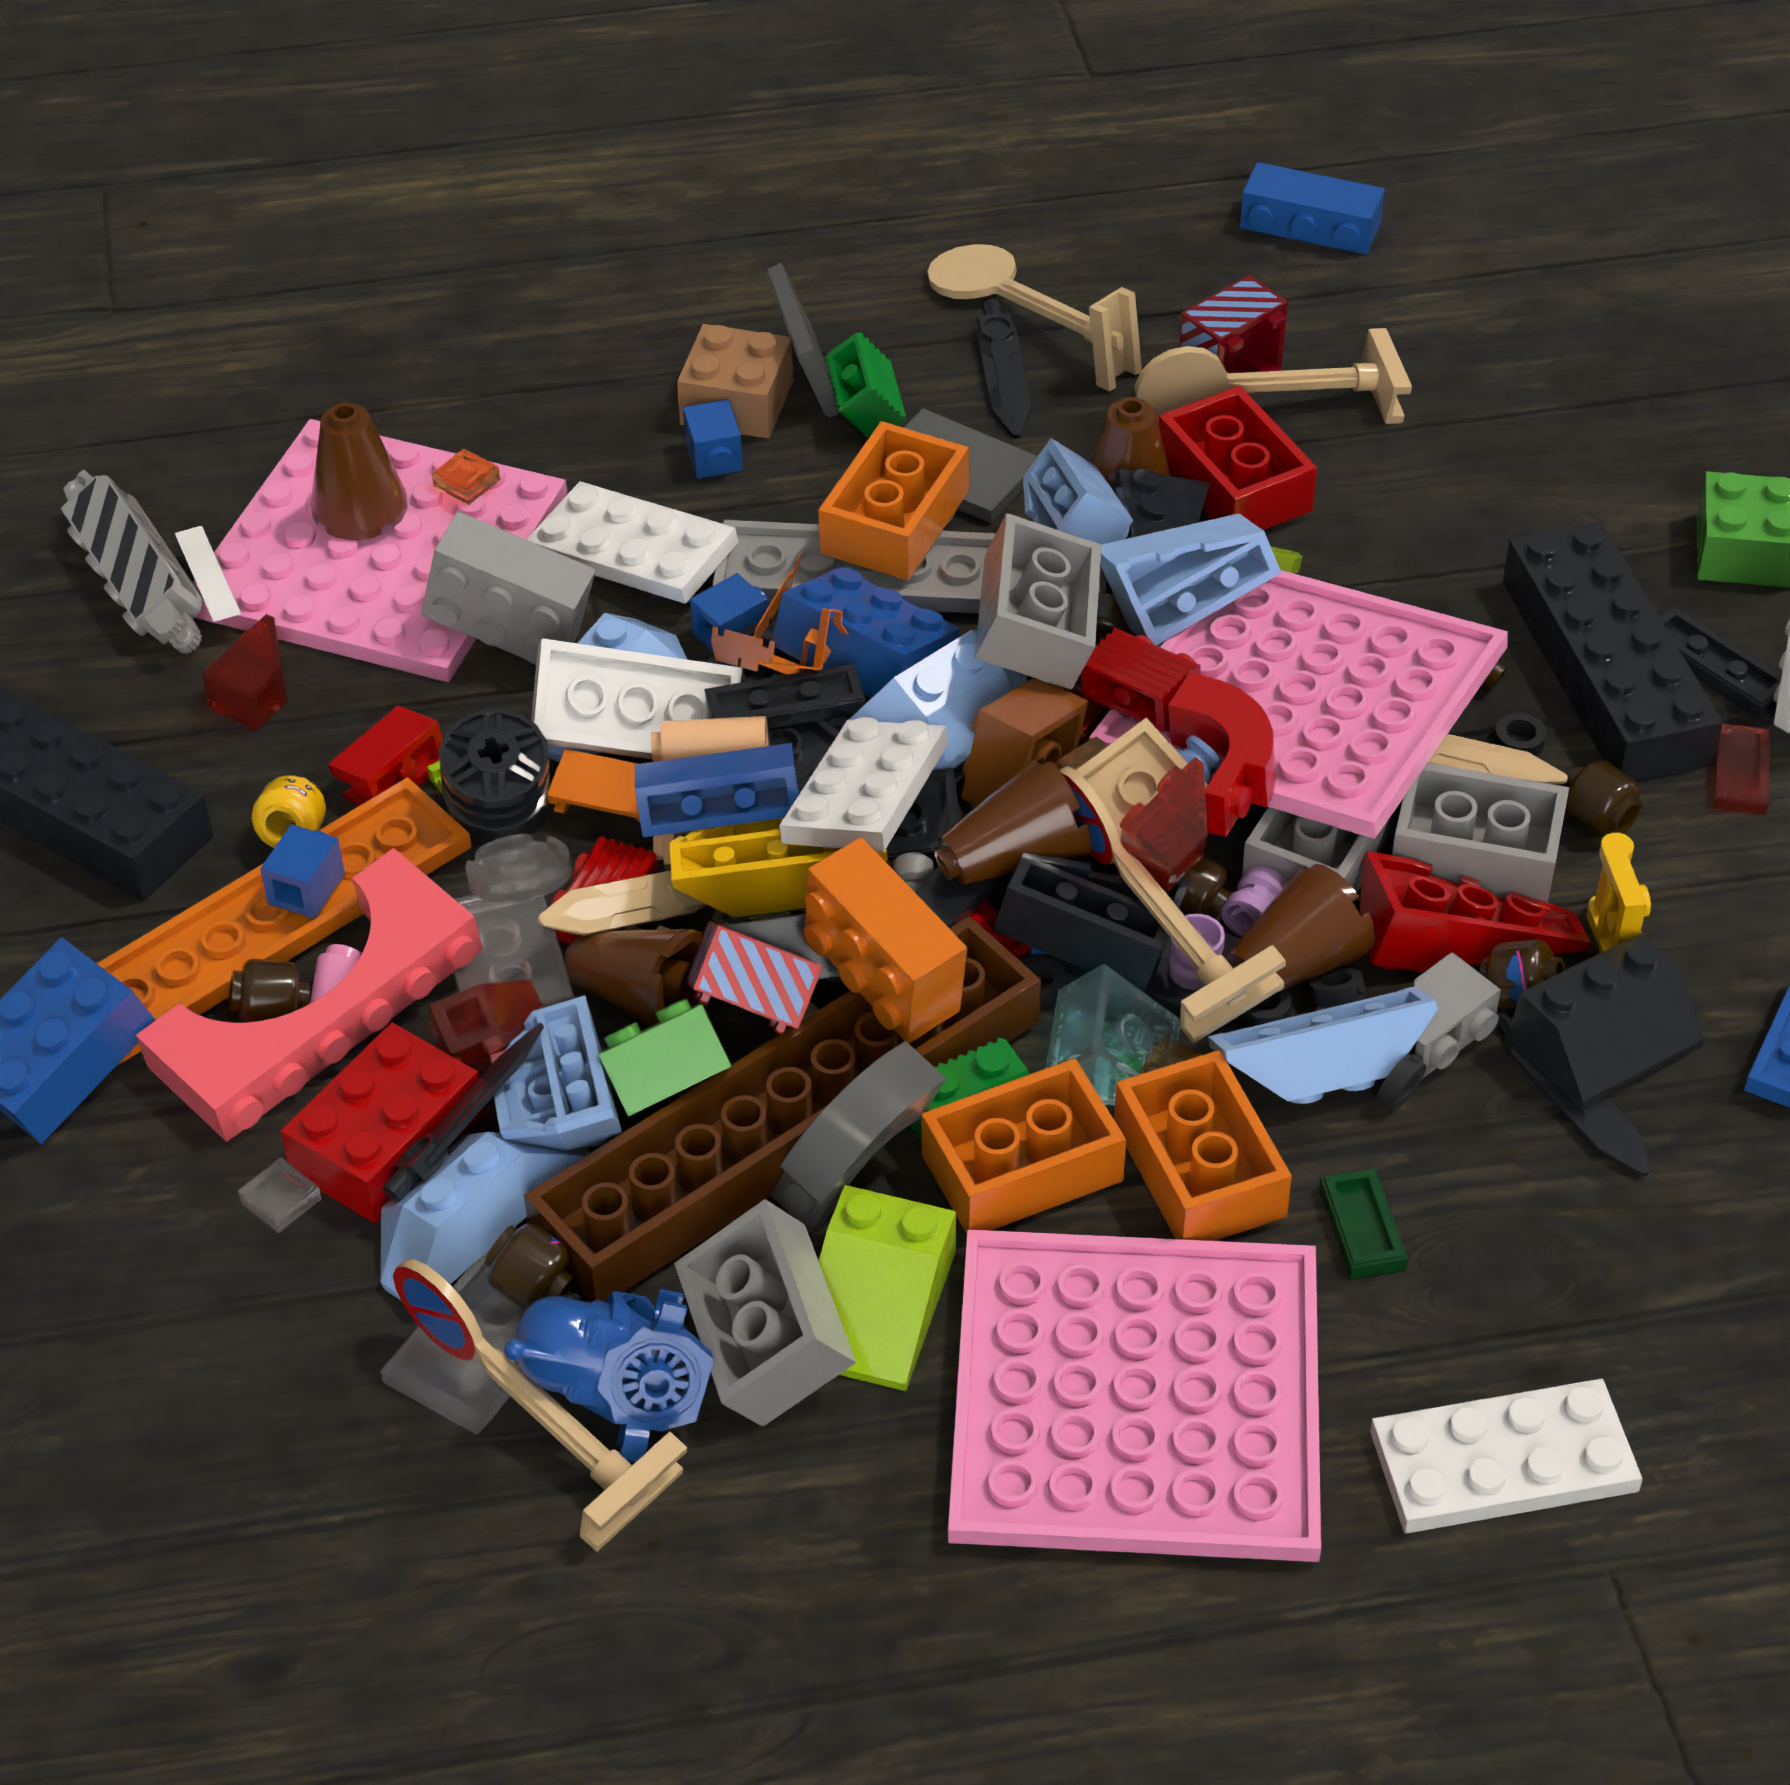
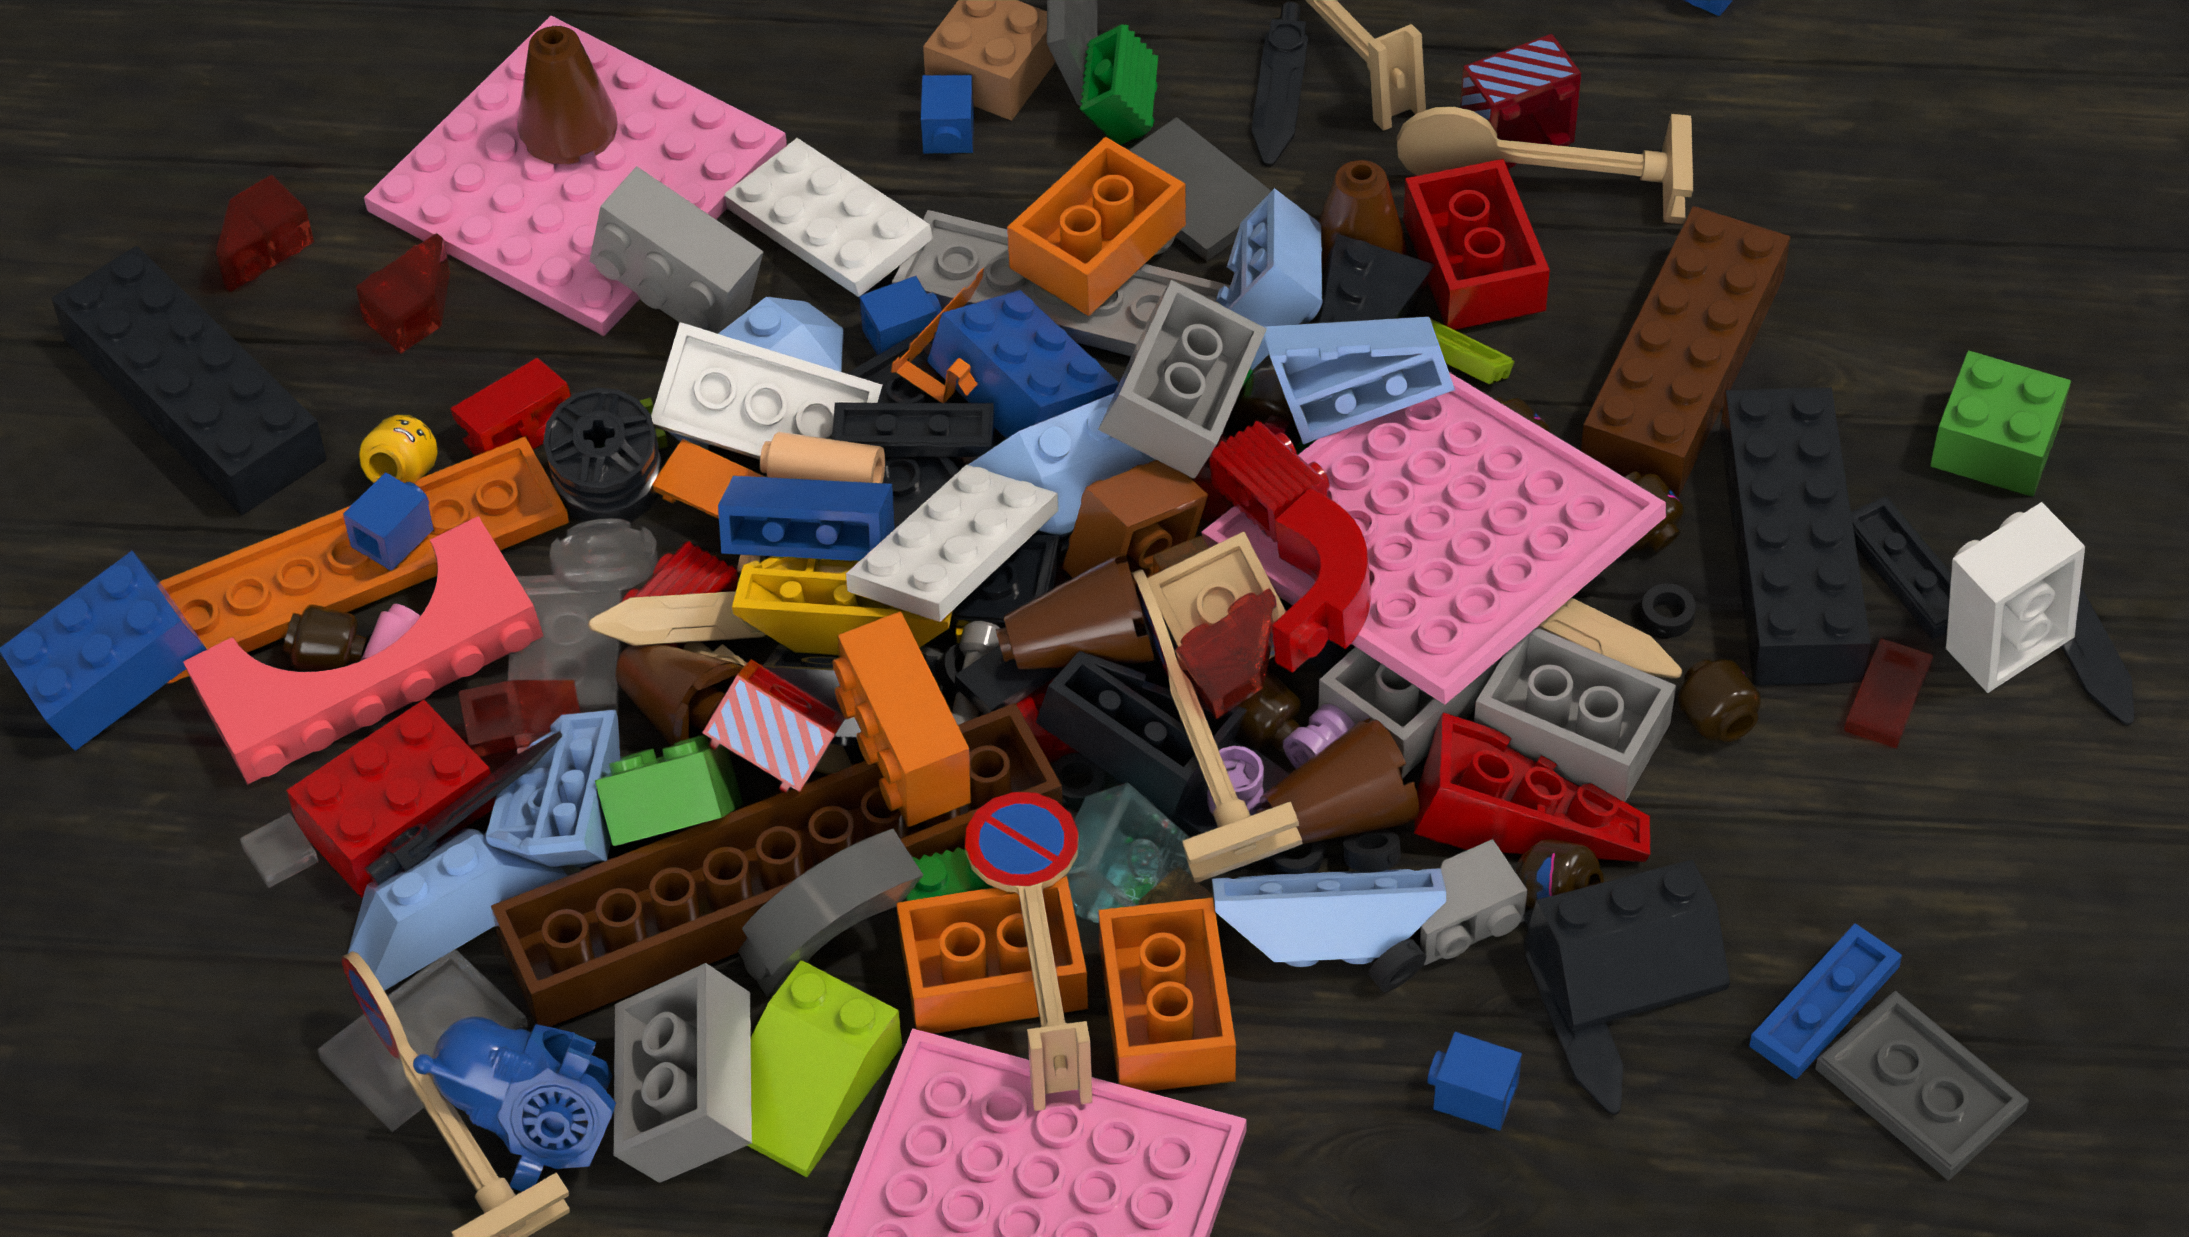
camera: 15 degrees right, 5 degrees up
(90, 644) = (260, 231): none -> clear red slope
(133, 560) = (329, 146): light grey hinge -> none
(207, 573) = (396, 174): white sticker -> none
(466, 476) = (681, 113): clear orange tile -> none
(529, 1265) = (479, 977): dark brown head -> none
(749, 648) = (883, 362): orange piece -> none
(1033, 1038) = (1022, 847): none -> piece
(1204, 753) = (1288, 583): medium blue bush -> none
(1363, 1223) = (1309, 1104): dark green tile -> none
(1455, 508) = (1686, 348): none -> reddish brown brick
(1513, 1168) = (1475, 1080): none -> blue brick
(1620, 901) = (1683, 823): yellow plate -> none

